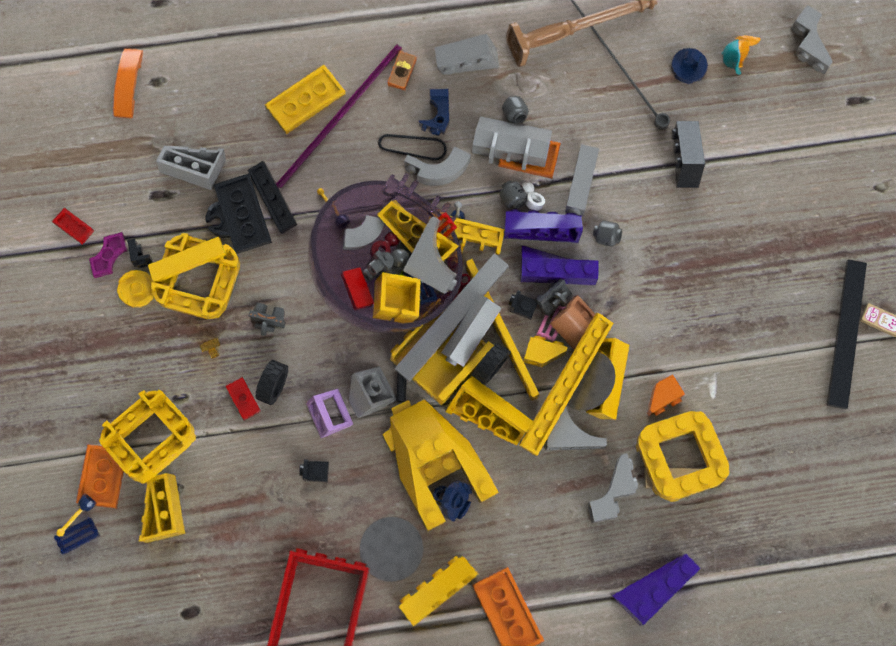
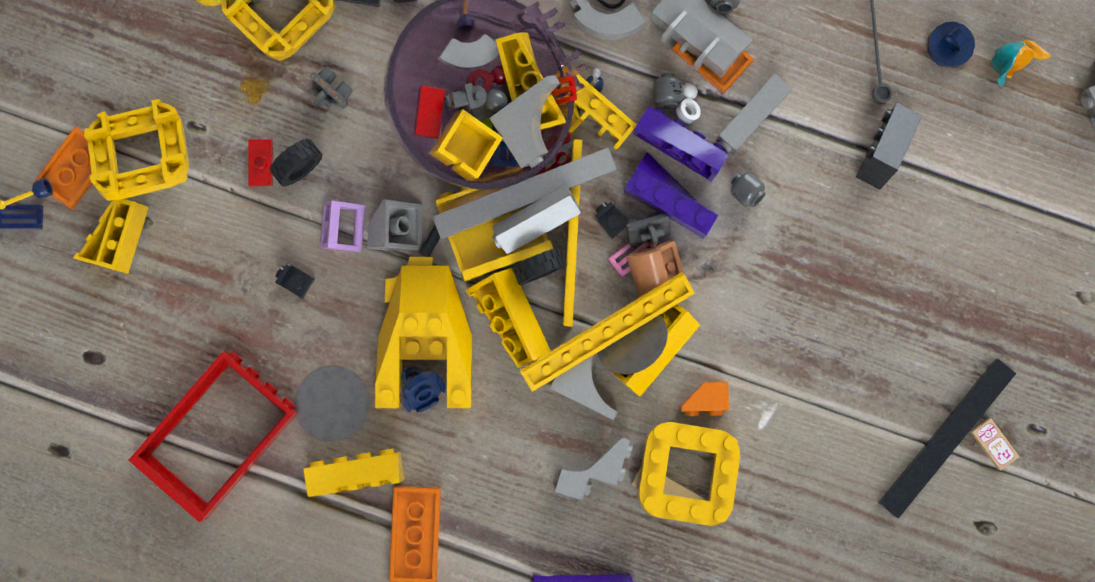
camera: 30 degrees right, 10 degrees up
(543, 352) = (602, 282): yellow slope -> none

